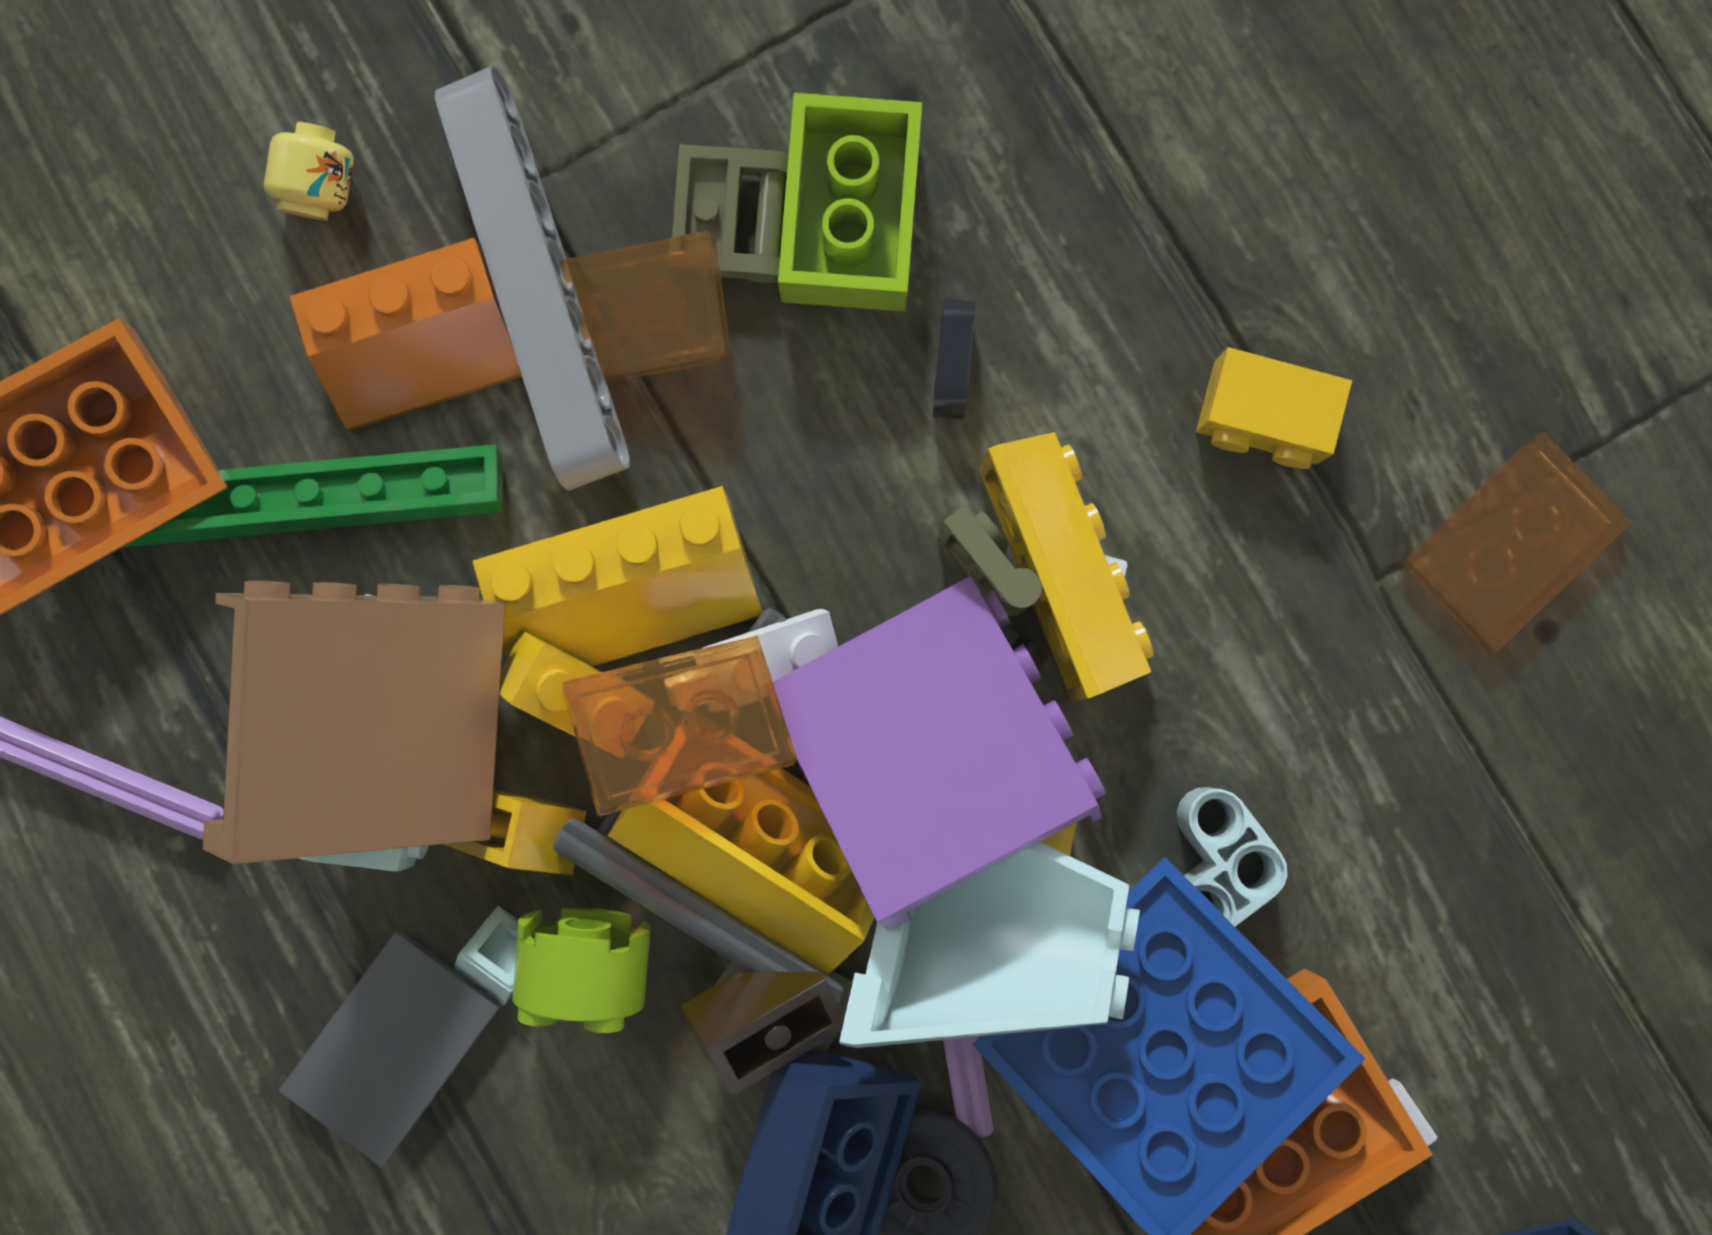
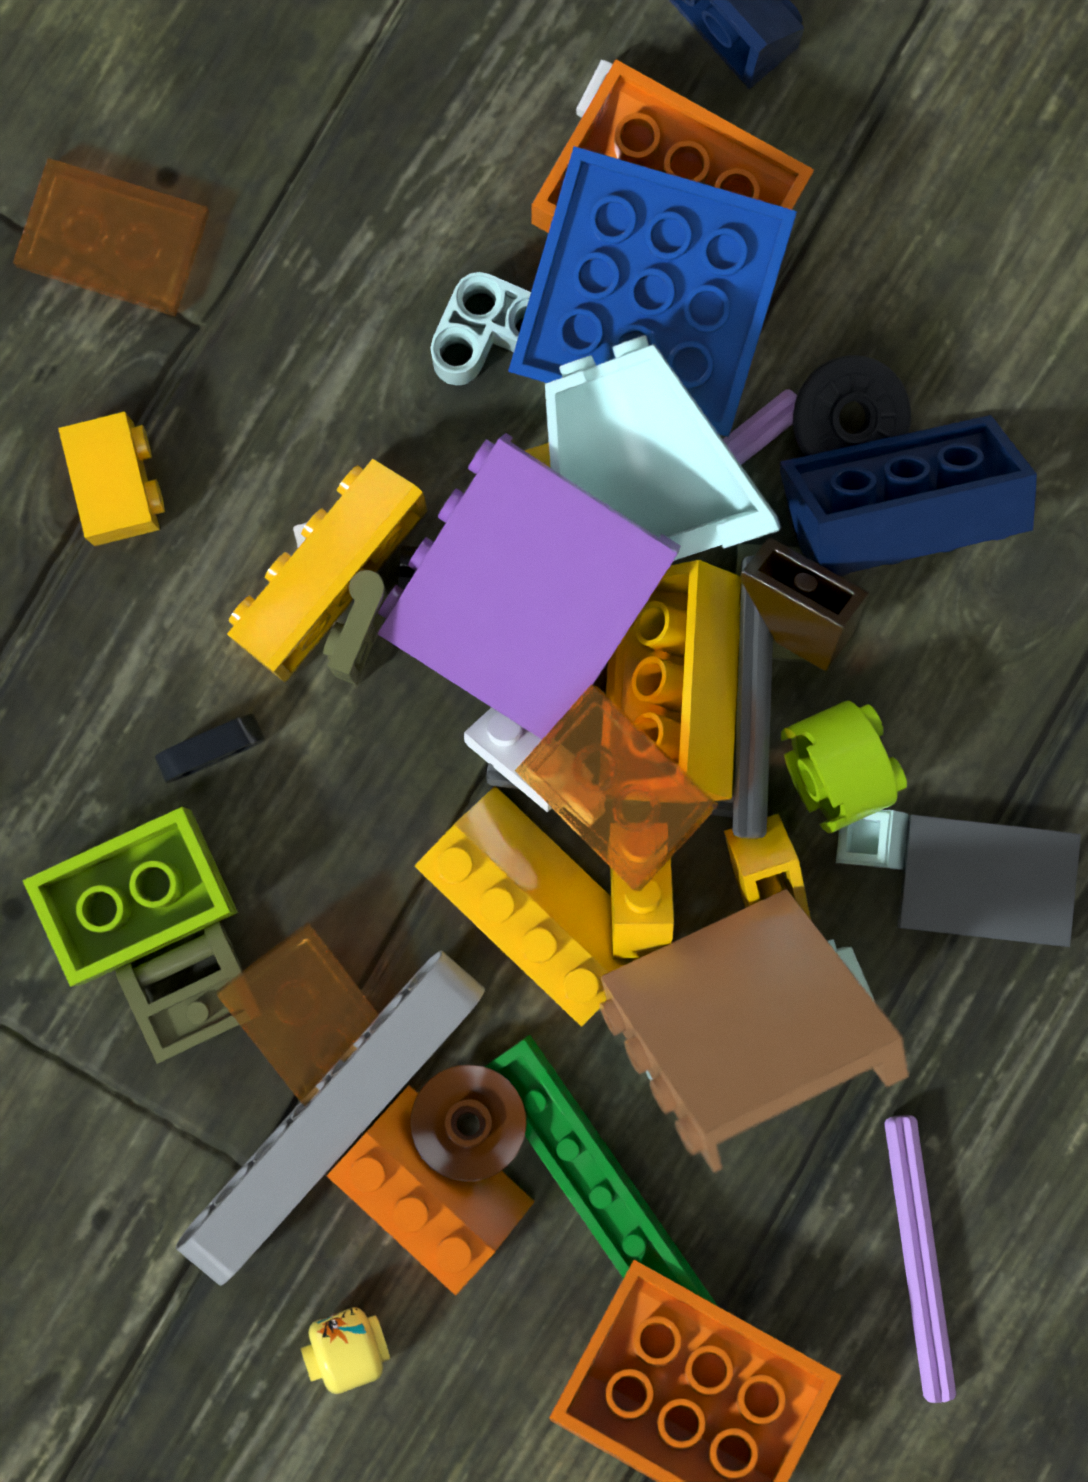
camera: 125 degrees left, 0 degrees up
(420, 383) = (462, 1092): none -> reddish brown dish

